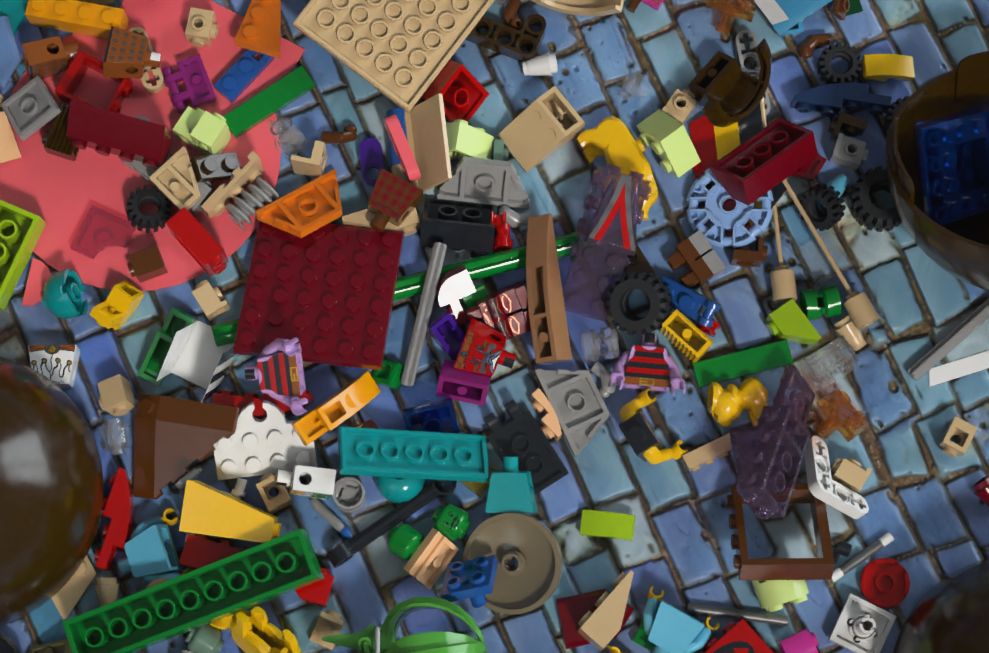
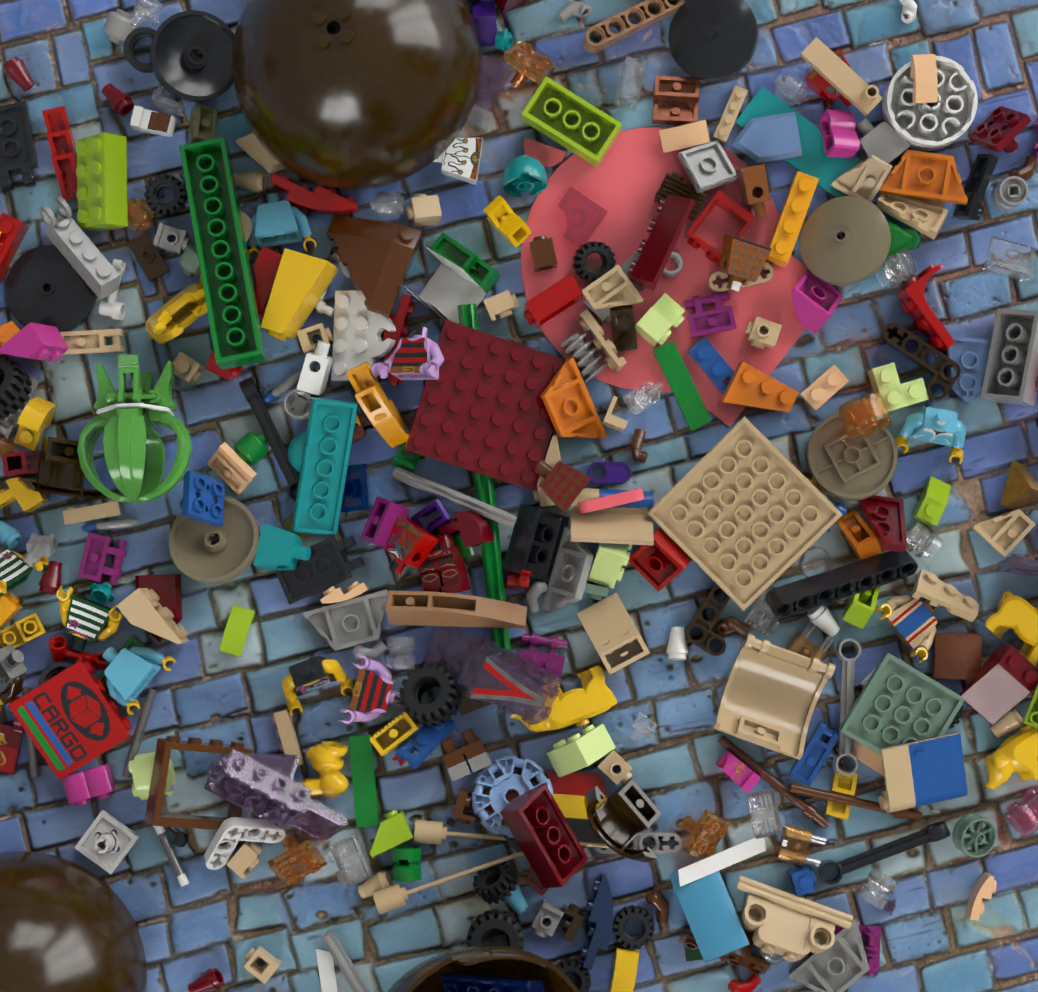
camera: 105 degrees right, 10 degrees up
(451, 521) = (261, 491): green head -> none
(579, 190) = (544, 660): none -> magenta plate
(884, 583) = (144, 870): red tile -> none

